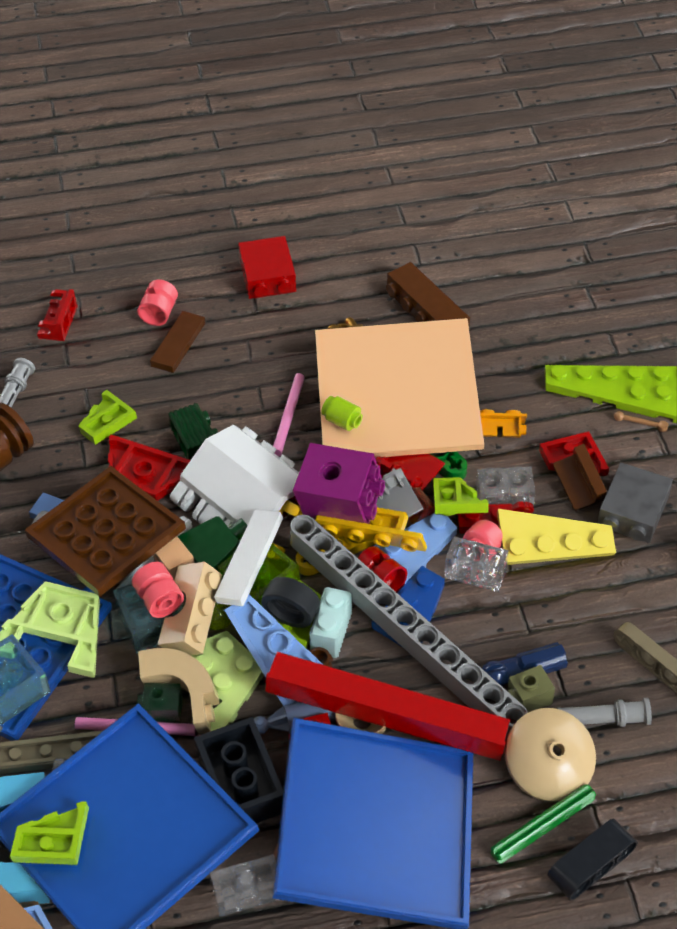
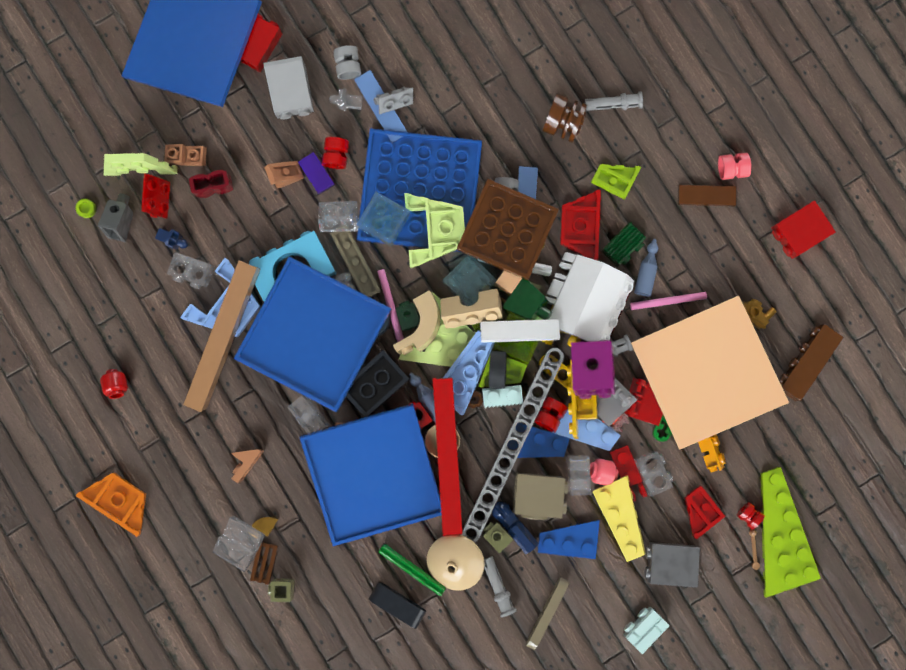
camera: 70 degrees right, 35 degrees up
(52, 838) = (288, 299): lime wing -> none
(58, 316) = (697, 99): red hinge -> none
(157, 589) = (470, 285): coral wheel -> none
(241, 418) = (647, 271): none -> sand blue wheel
(342, 412) = (666, 344): lime brick -> none
(456, 497) = (630, 443): lime wing -> none
(488, 614) = (539, 496): none -> dark tan brick
(566, 607) = (571, 541): none -> blue wing
(580, 479) = (678, 522): reddish brown panel -> none
(595, 408) = (750, 515): none -> red wheel

